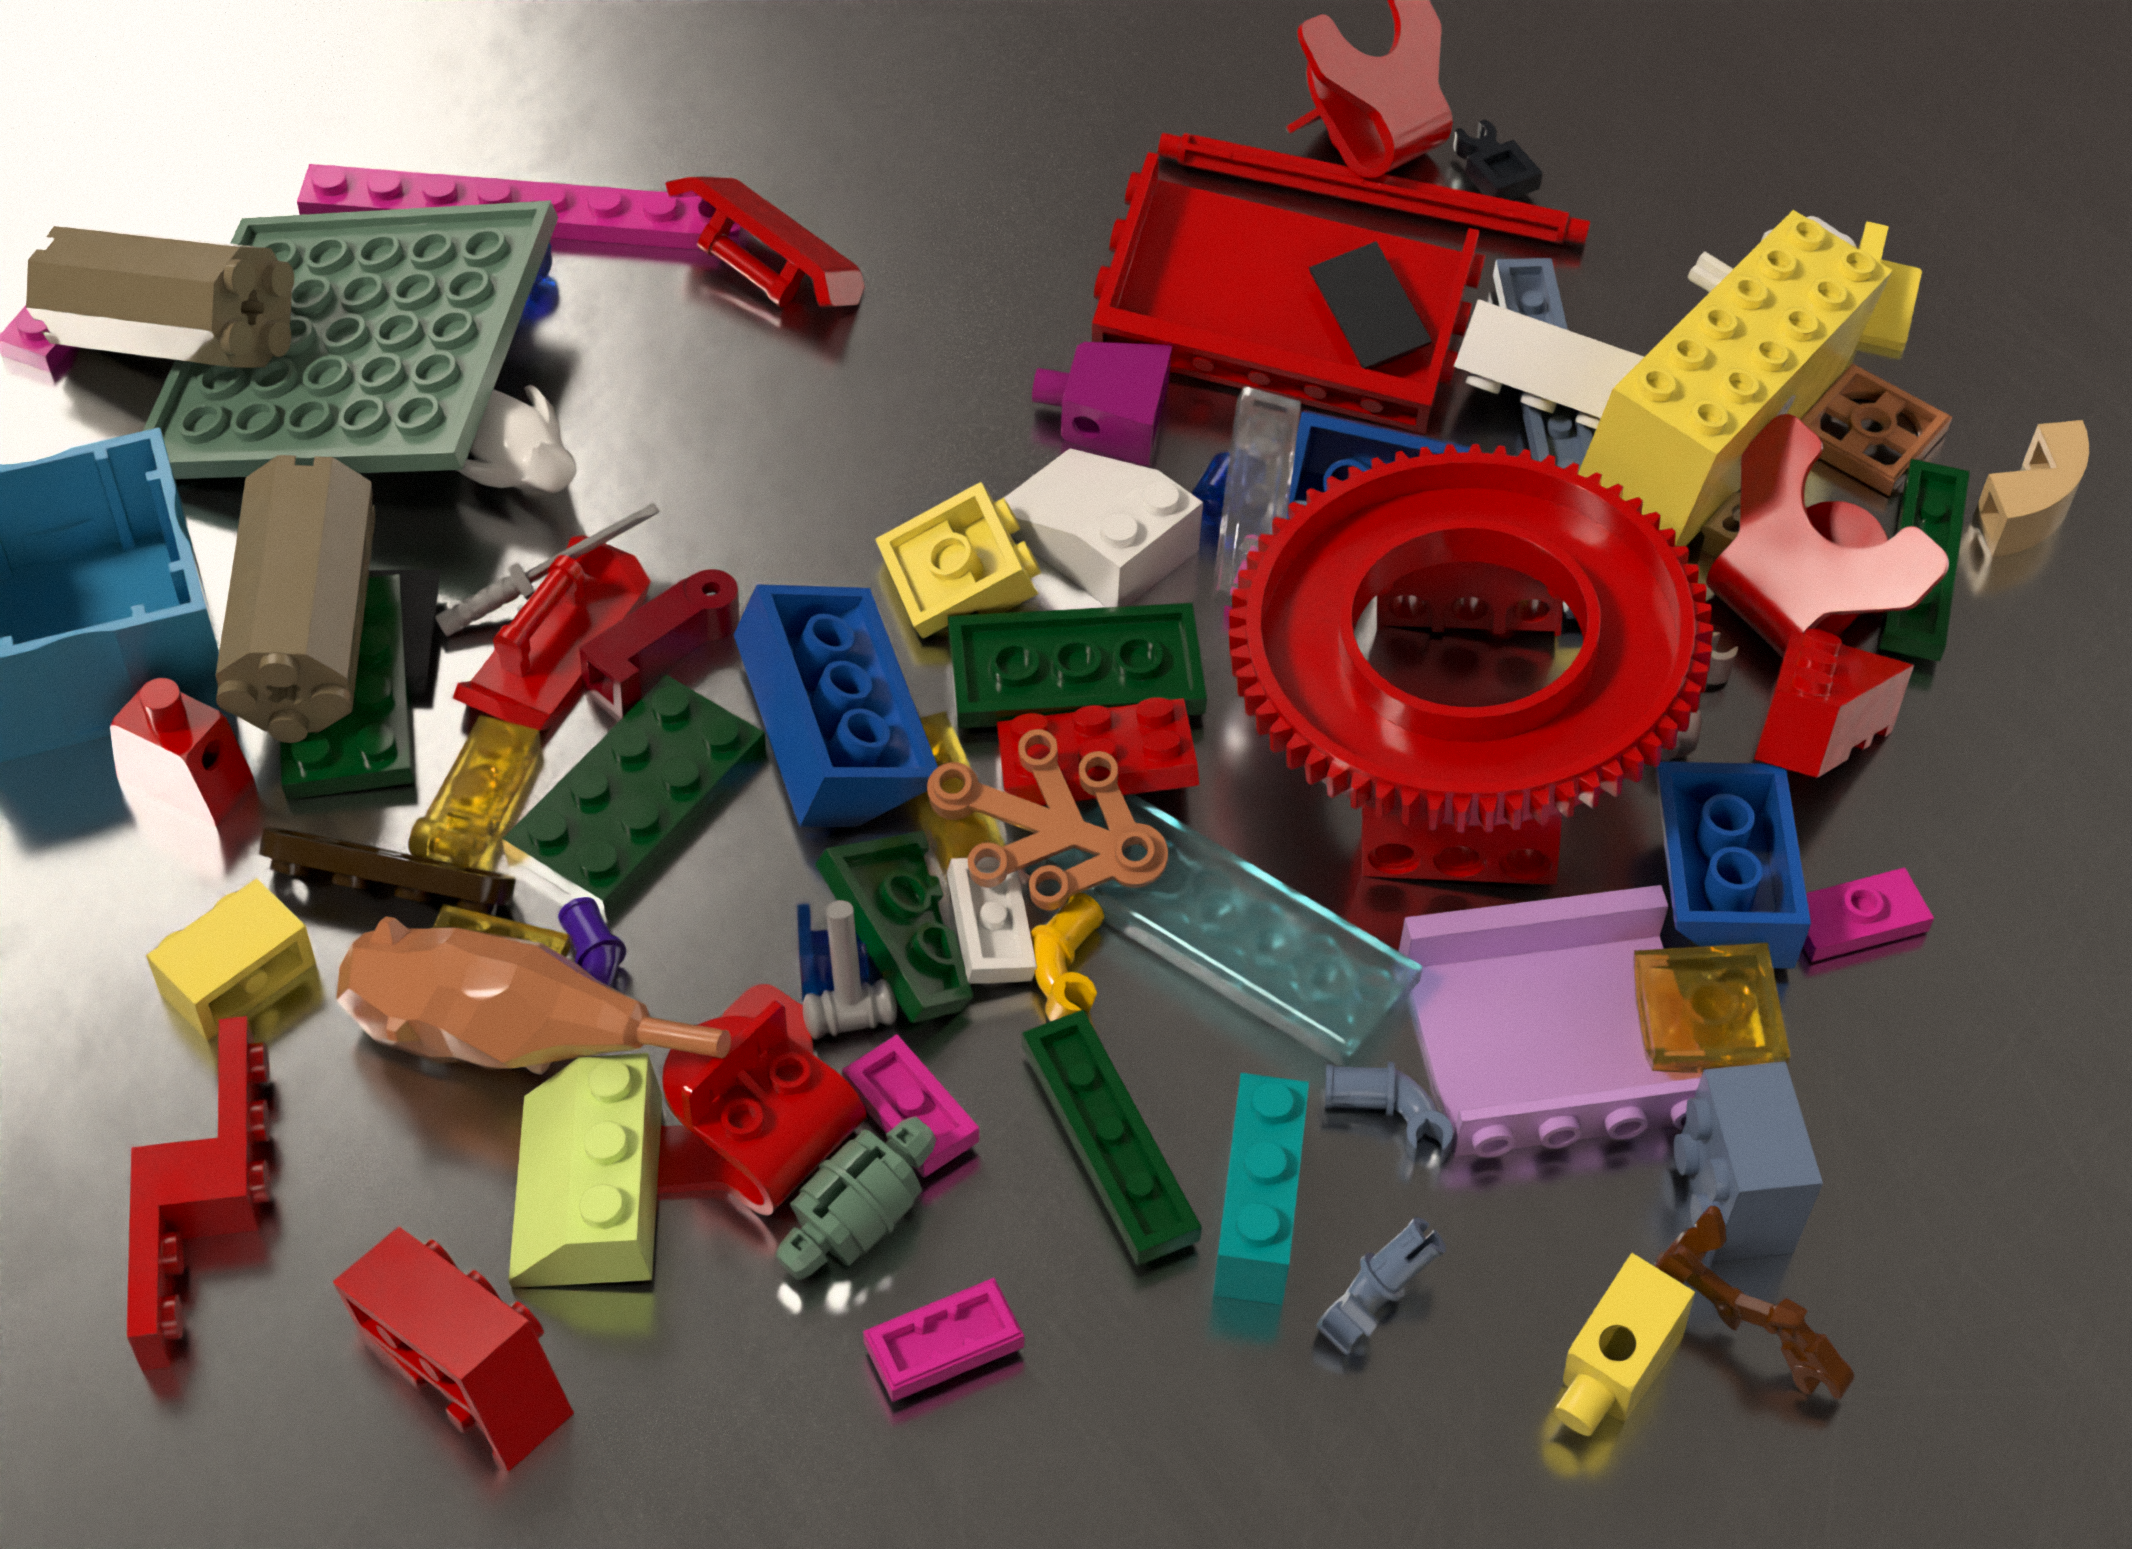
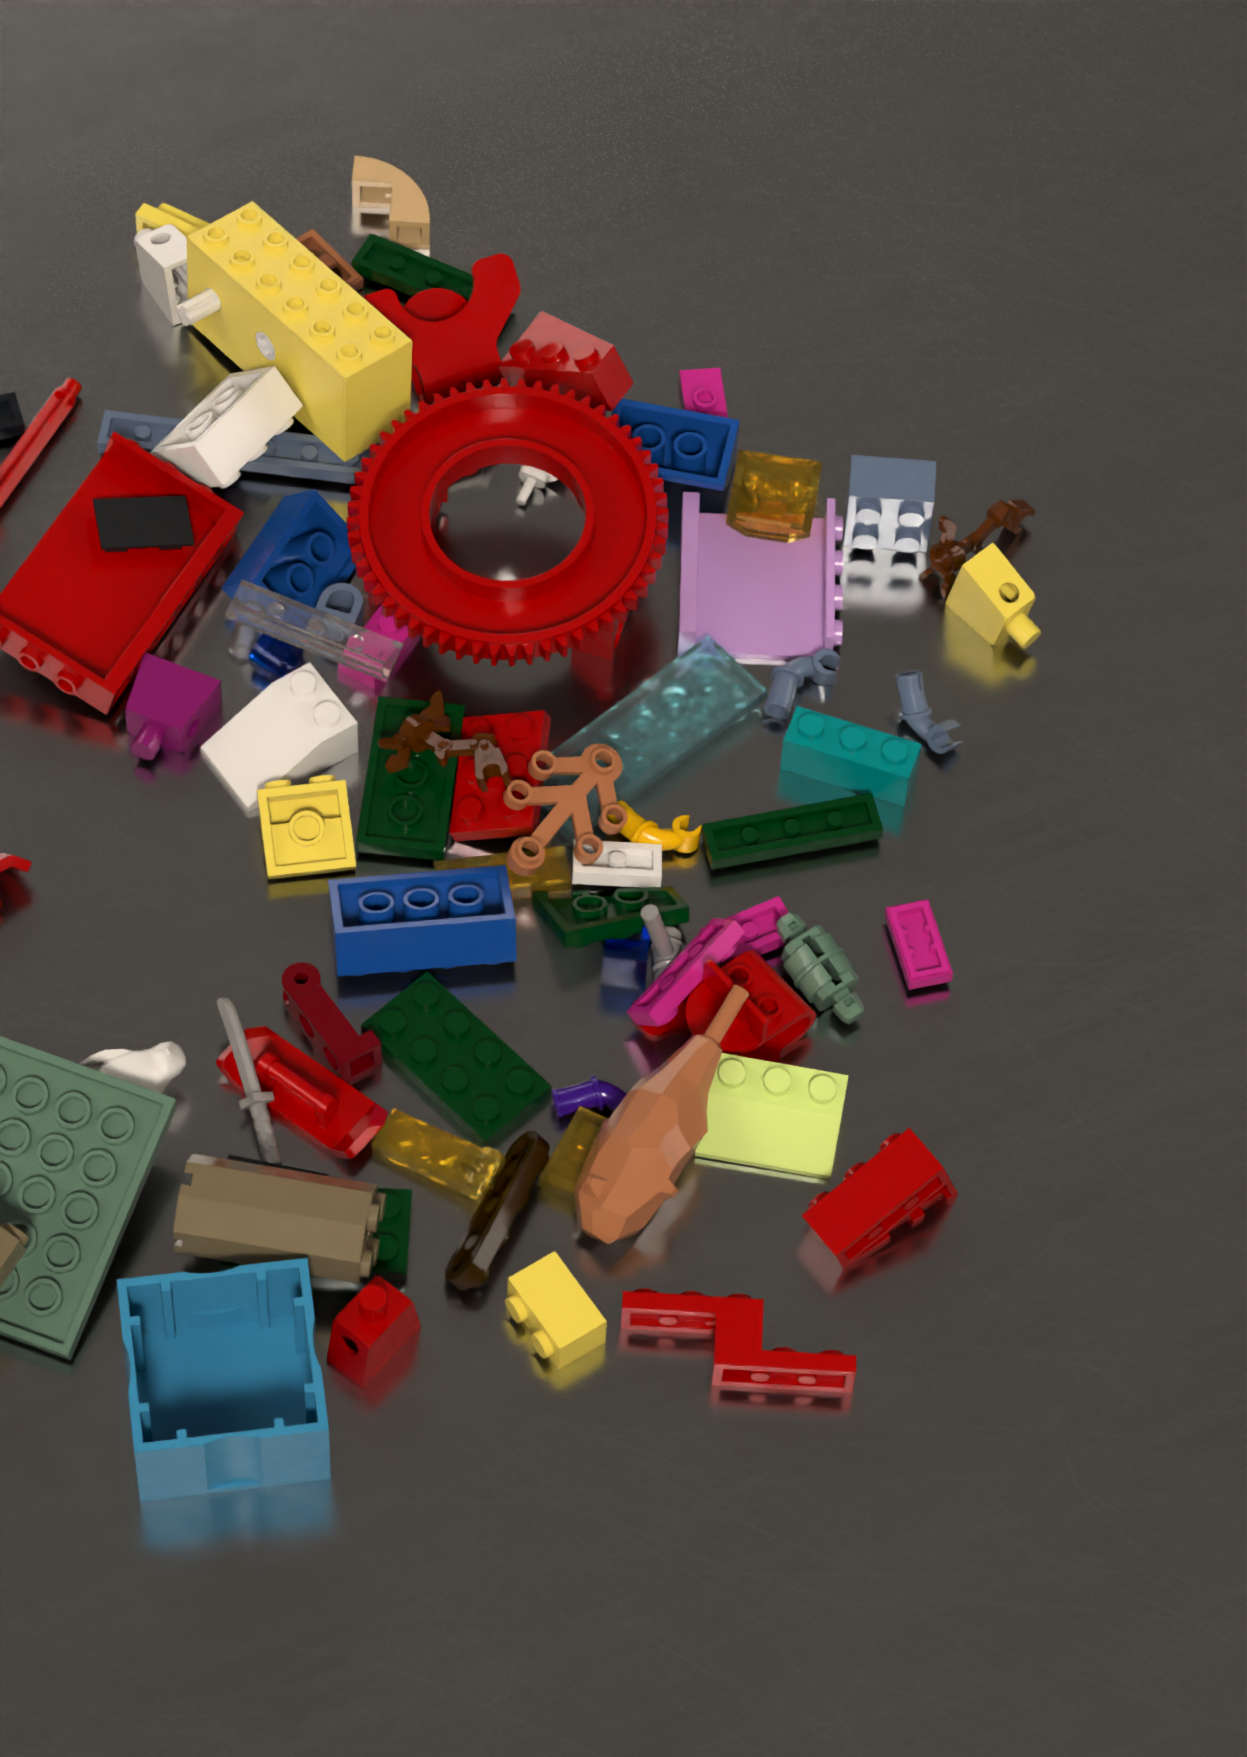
camera: 80 degrees left, 5 degrees up
(852, 1039) = (676, 982): none -> dark pink plate
(1121, 640) = (419, 734): none -> reddish brown piece

